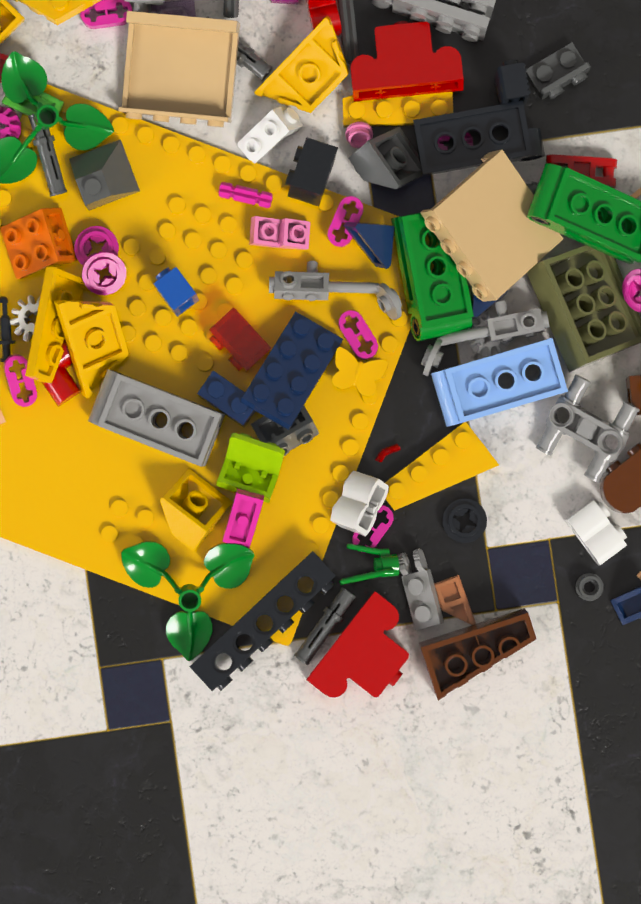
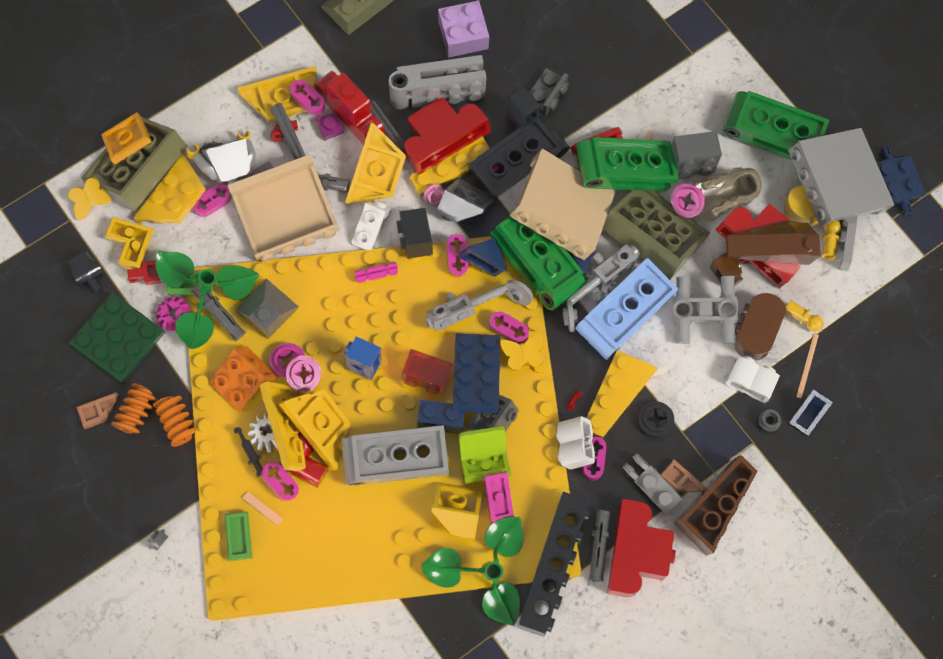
camera: 35 degrees left, 15 degrees down
(279, 233) = (414, 287): bright pink slope -> none
(384, 566) = (618, 479): green plant -> none

